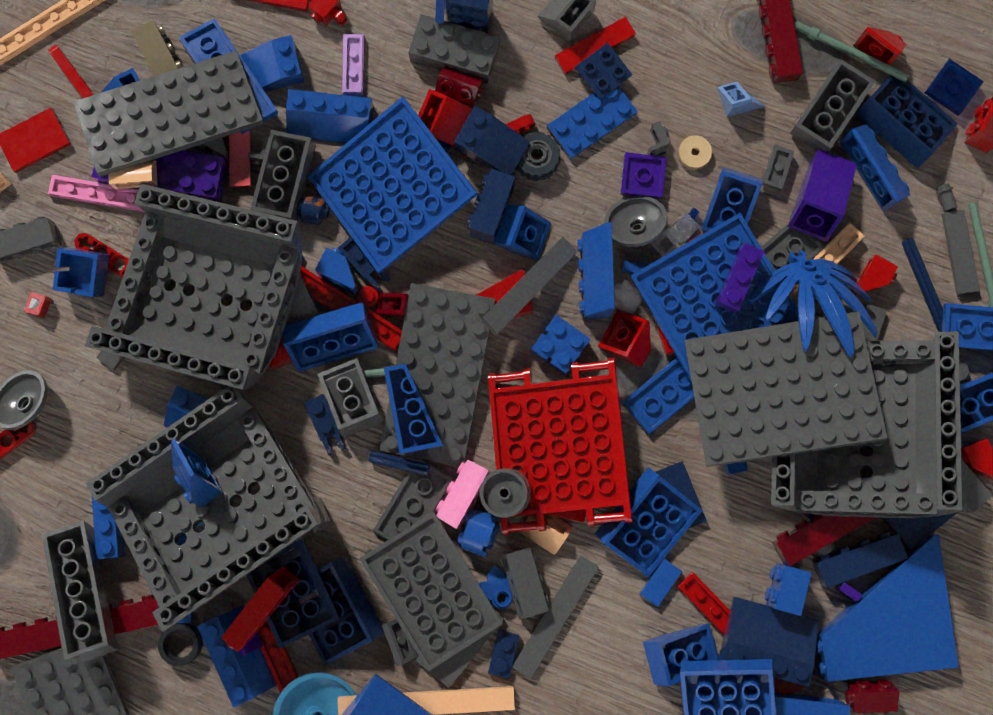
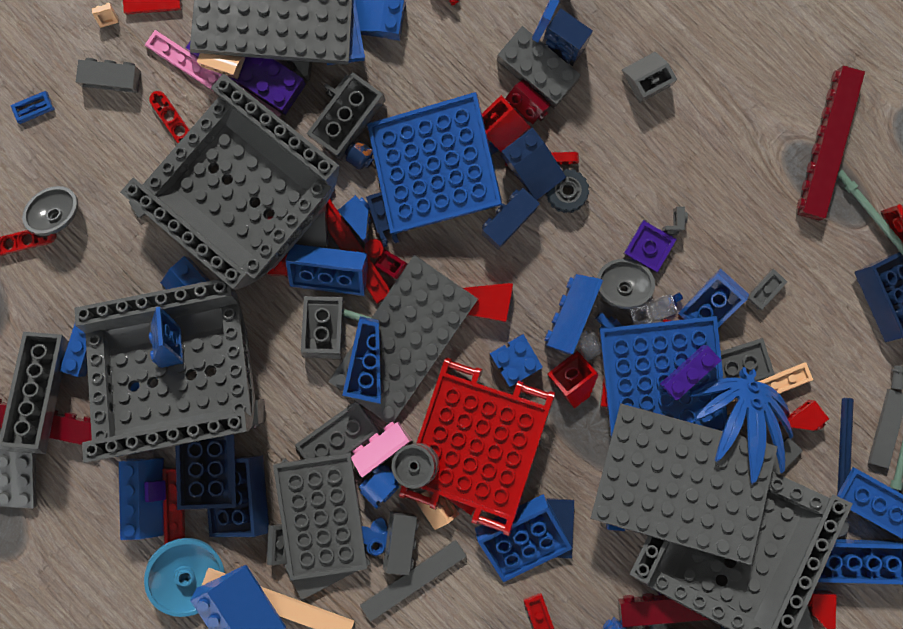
camera: 25 degrees right, 5 degrees up
(37, 305) = (98, 135): slope -> none
(85, 274) = (149, 125): blue piece -> none
(163, 644) = (91, 481): black tyre -> none
(239, 163) = (315, 87): coral tile -> none
(260, 608) = (174, 471): red slope -> none
(324, 422) = (292, 338): dark blue hinge -> none
(327, 115) = (405, 79): blue slope -> none
(353, 64) = (447, 43): lavender tile -> none
(399, 463) = (340, 400): dark blue axle -> none
(503, 654) = (358, 591): dark blue plate -> none
(522, 232) = (526, 250): blue slope -> none
(528, 286) = (511, 300): dark grey tile -> none
(591, 121) = (628, 178): blue plate -> none
(603, 71) = (656, 142): dark blue hinge -> none
(613, 34) = (659, 116): red tile -> none
(660, 397) = (580, 439): blue tile -> none
(660, 582) = (511, 591): blue tile -> none
(692, 161) = (710, 241): tan piece -> none
(737, 100) = (758, 215): medium blue slope -> none
(823, 195) = (794, 331): dark purple slope -> none
(832, 106) = (837, 258): dark grey brick -> none
(875, 167) = (849, 326): blue slope -> none

